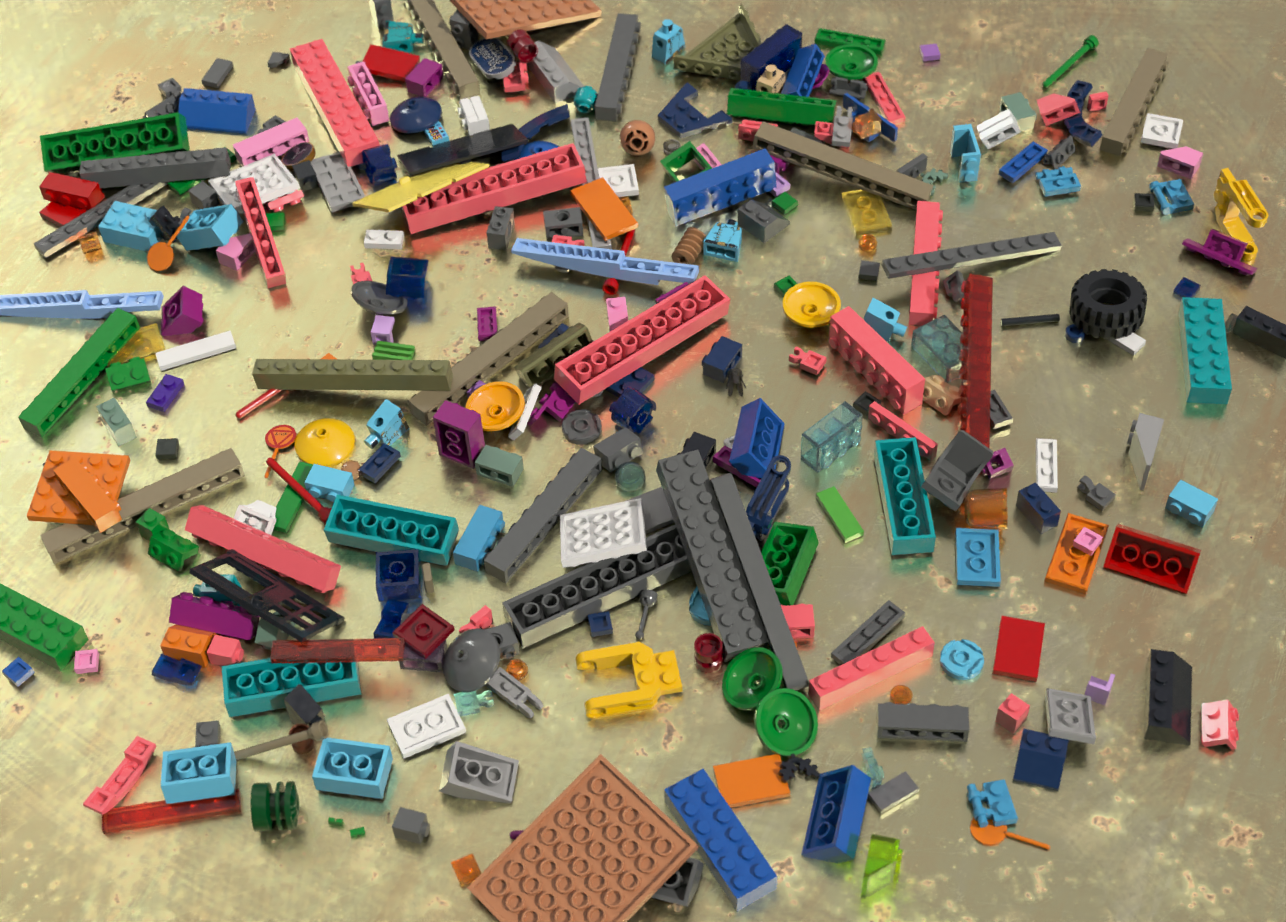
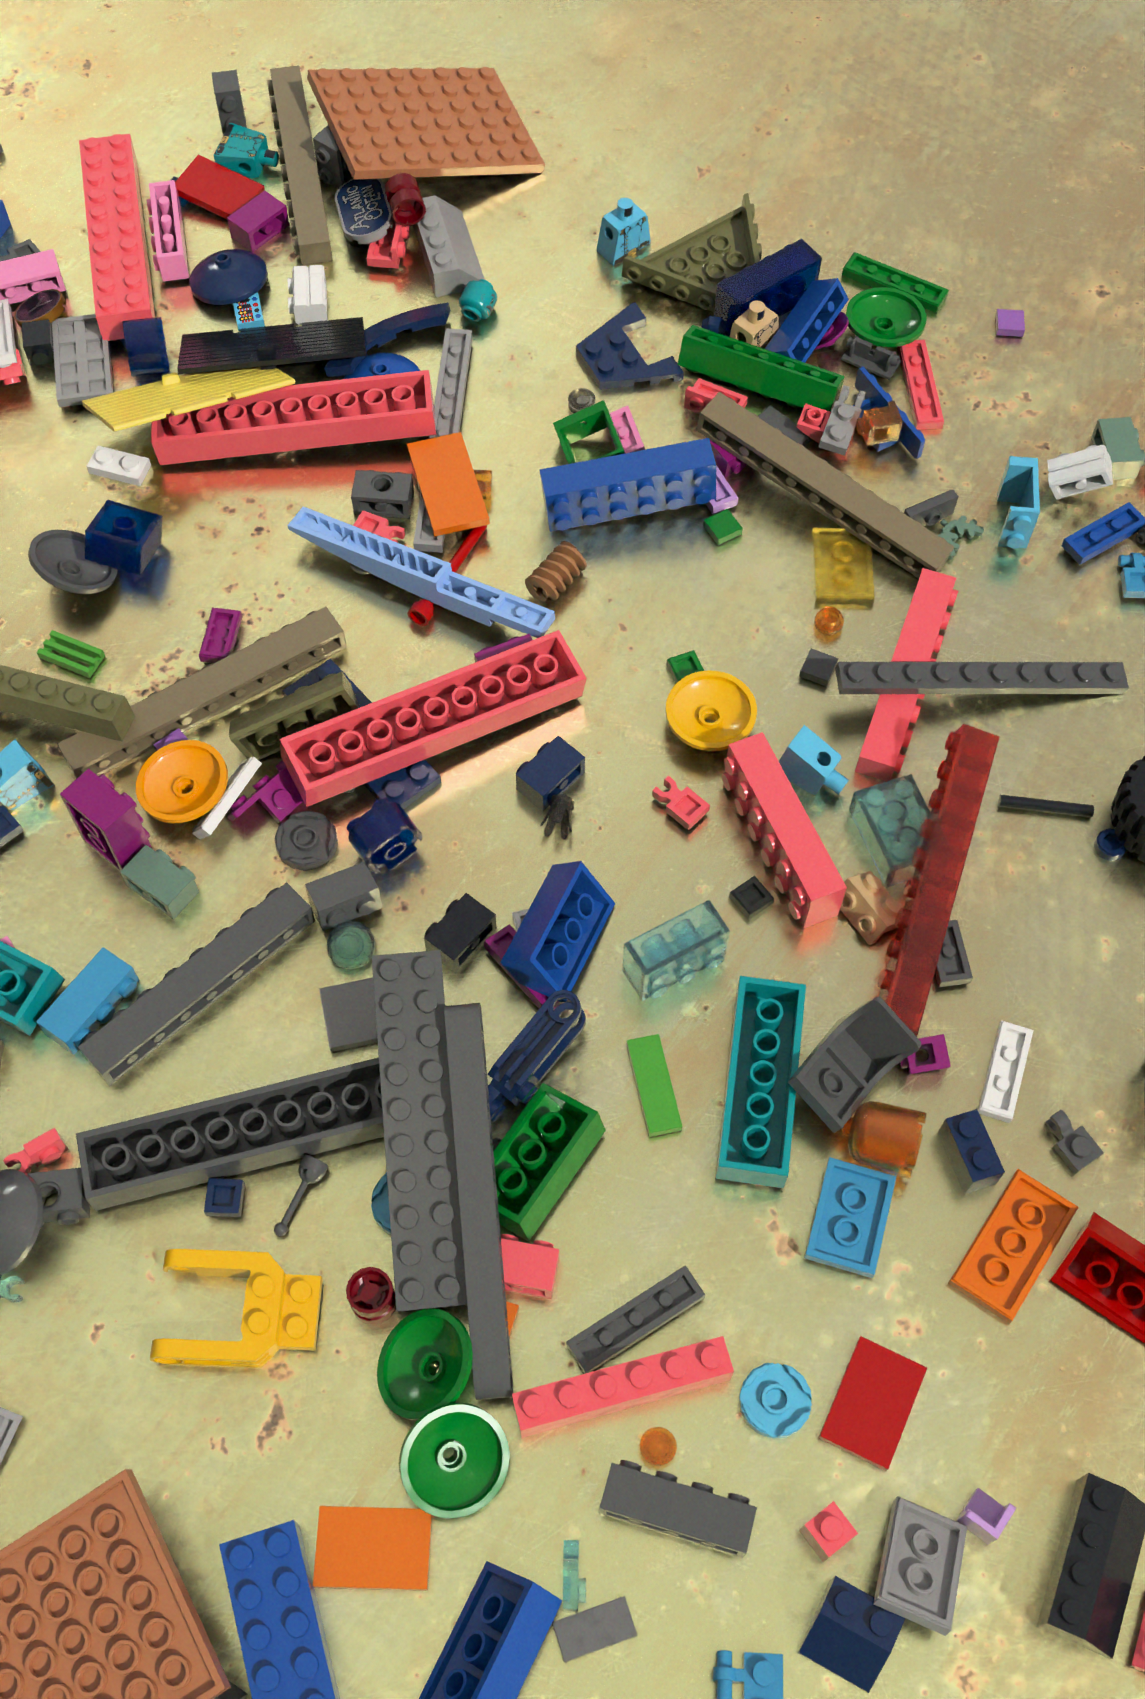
camera: 10 degrees right, 10 degrees up
(278, 58) = (63, 152): dark grey tile -> none
(360, 274) = (66, 517): coral plate -> none
(382, 329) = (62, 613): lavender panel -> none
(500, 228) = (288, 483): dark grey brick -> none
(513, 692) = (52, 1288): light grey hinge -> none
(517, 669) = (73, 1249): clear orange plate -> none
(602, 533) = (269, 1044): white plate -> none
(616, 312) = (413, 662): bright pink slope -> none
(617, 67) = (539, 258): dark grey brick -> none
(621, 179) = (488, 440): white plate -> none
(637, 138) = (531, 378): nougat brick -> none
(724, 241) = (612, 572): medium azure torso -> none
(761, 220) = (678, 548): dark grey slope -> none
(789, 769) = (439, 1541): black animal -> none
(901, 429) = (798, 969): coral plate -> none
(953, 286) = (941, 722): dark grey plate -> none
(1087, 541) = (1035, 1234): bright pink plate -> none

